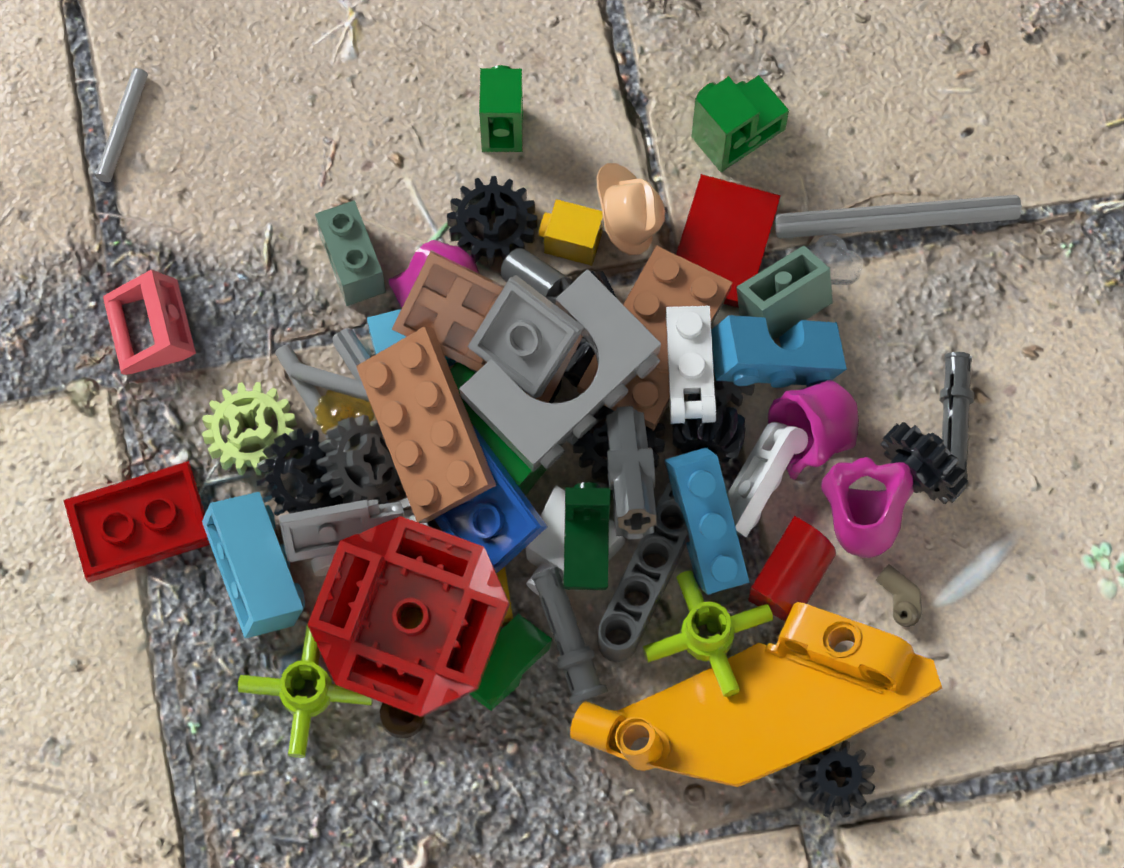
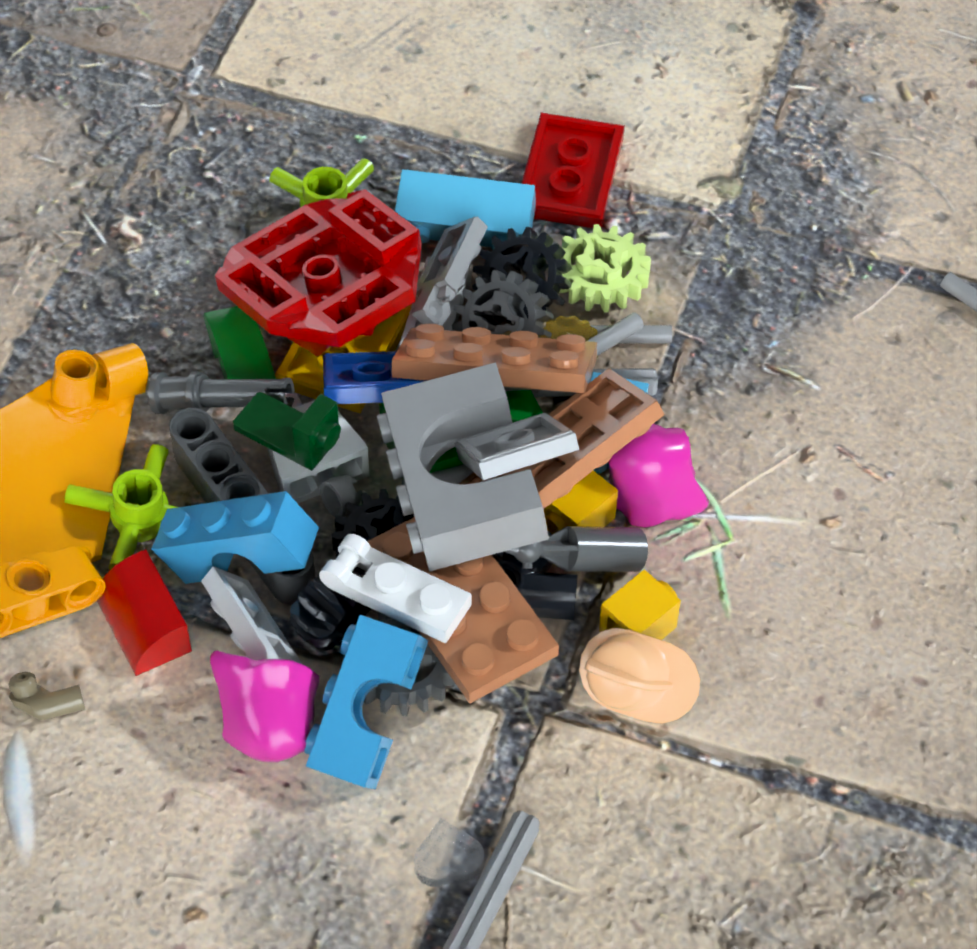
camera: 120 degrees right, 15 degrees down
(166, 319) = (761, 250): coral tile -> none
(350, 253) = (736, 415): sand green brick -> none
(472, 217) = (700, 551): black gear -> none
(501, 109) = (821, 604): green brick -> none
(631, 473) = (315, 471): dark grey piece -> none
(728, 230) = (544, 759): red tile -> none
(736, 119) = (674, 831): green brick -> none
(787, 291) = (432, 758): sand green brick -> none
(867, 519) = (149, 697): dark pink piece -> none
(929, 461) = (147, 770): black gear -> none
(956, 403) = (201, 872): dark grey pin -> none

